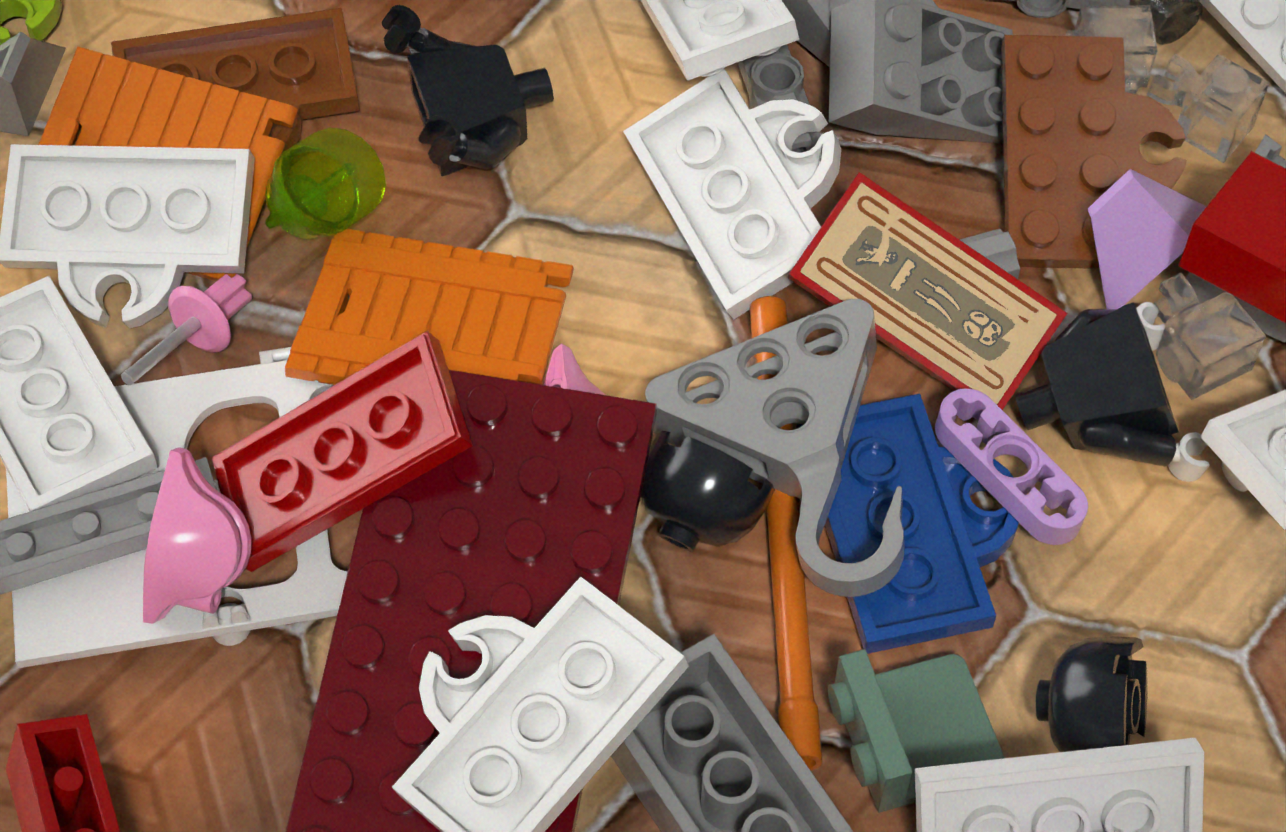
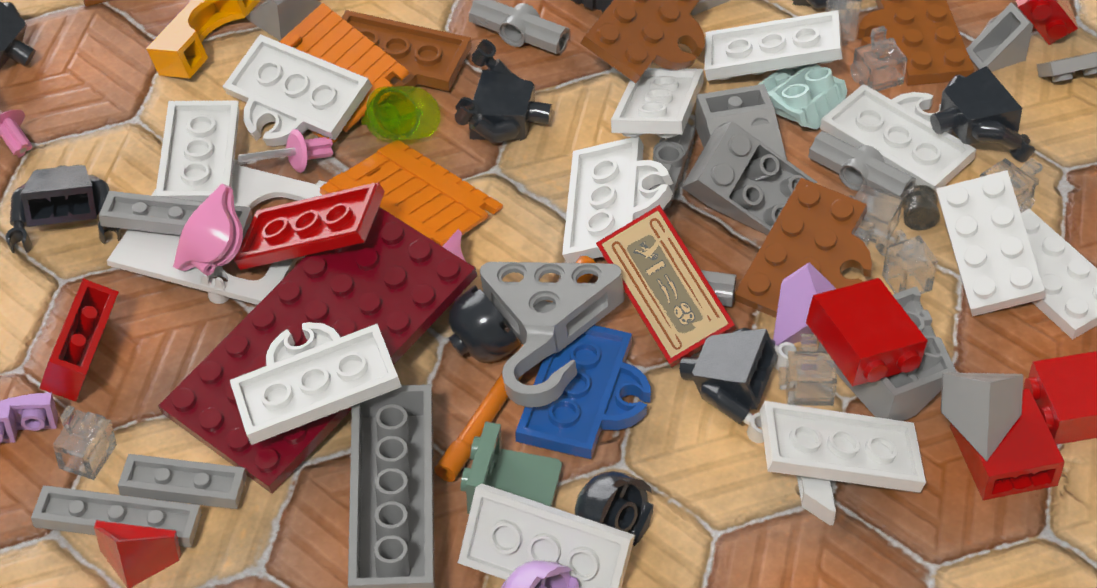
camera: 30 degrees right, 10 degrees down
(1006, 437) = (643, 396): lavender beam -> none

